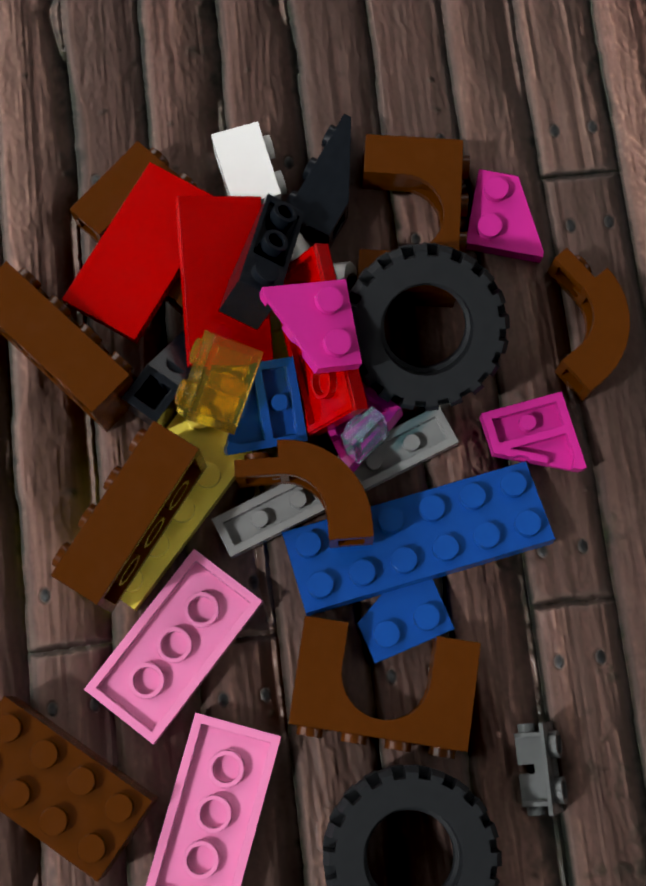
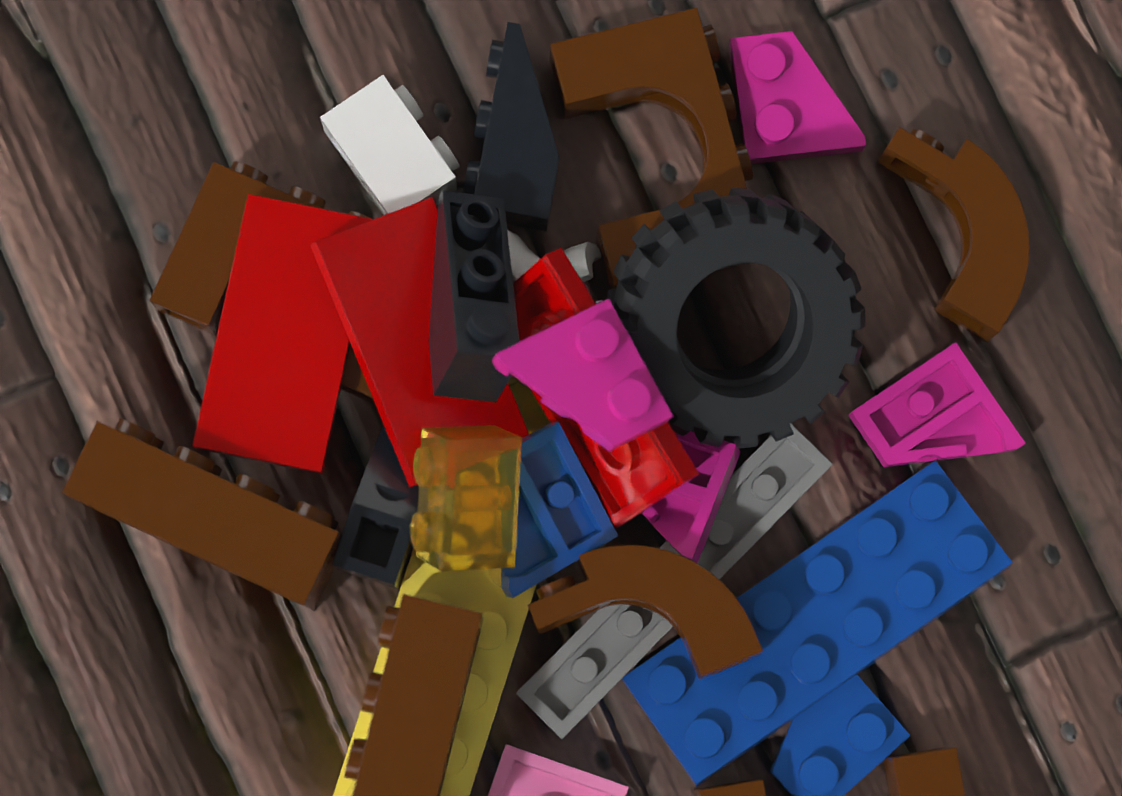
camera: 25 degrees left, 5 degrees up
(364, 434) = (700, 507): clear light blue plate -> none

